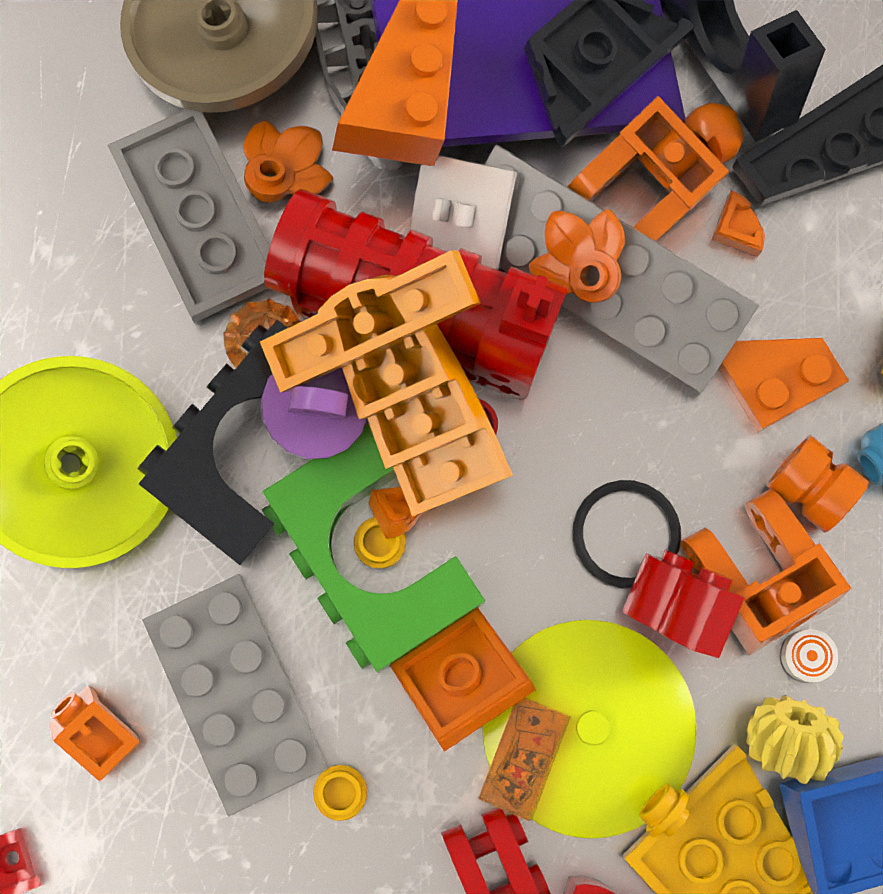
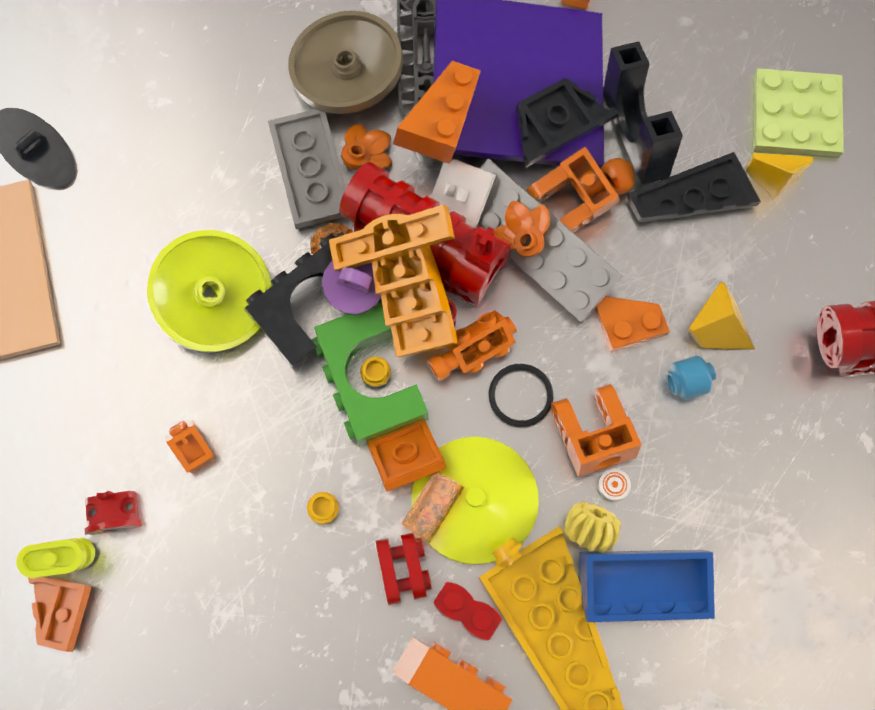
camera: 15 degrees right, 5 degrees down
(234, 694) = (274, 441): light grey plate -> none
(391, 511) = (386, 354): orange tile -> none
(542, 463) = (476, 343): none -> orange brick
(684, 604) = (542, 435): red brick -> none
(739, 226) = (624, 232): orange tile -> none
(818, 484) = (637, 385): orange wheel -> none

